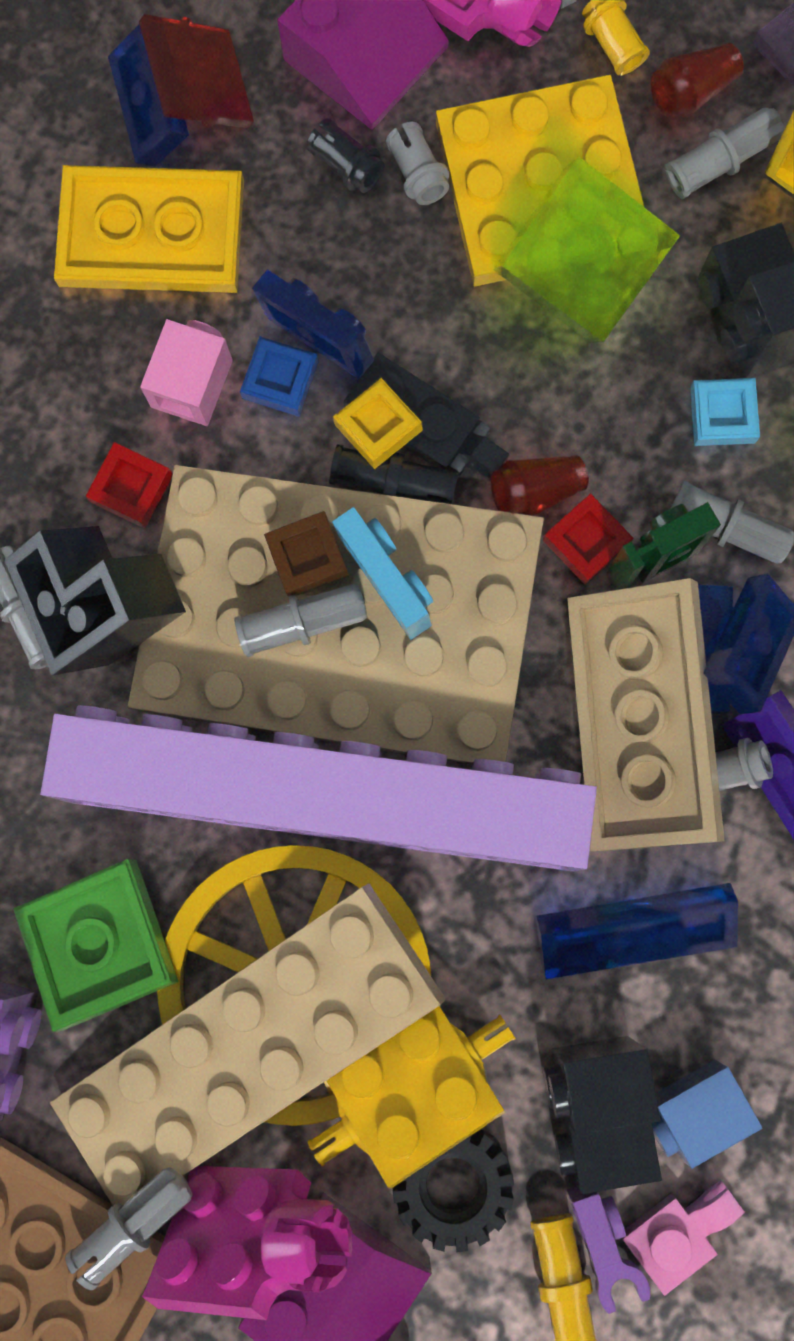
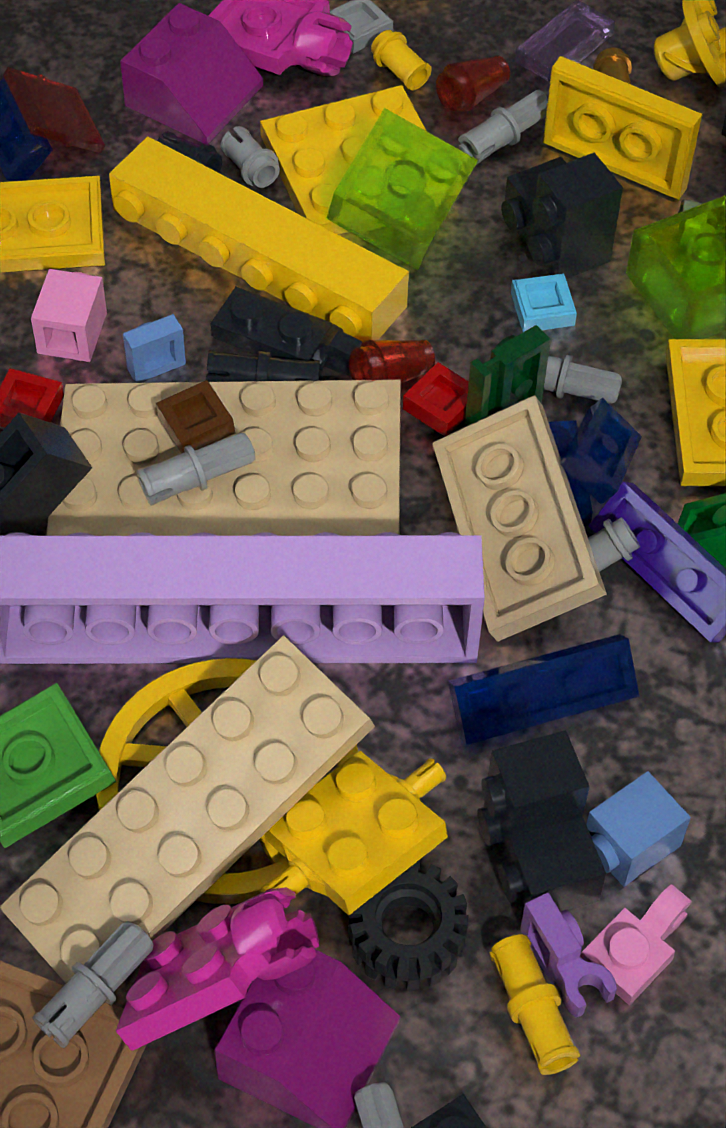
camera: 15 degrees left, 25 degrees down
(276, 429) = (154, 348): none -> medium blue plate
(279, 376) = (148, 306): blue tile -> none
(299, 312) = (177, 266): clear blue plate -> none
(371, 549) = (256, 412): medium azure plate -> none
(378, 423) = (244, 326): yellow tile -> none
(409, 291) = (259, 240): none -> yellow brick

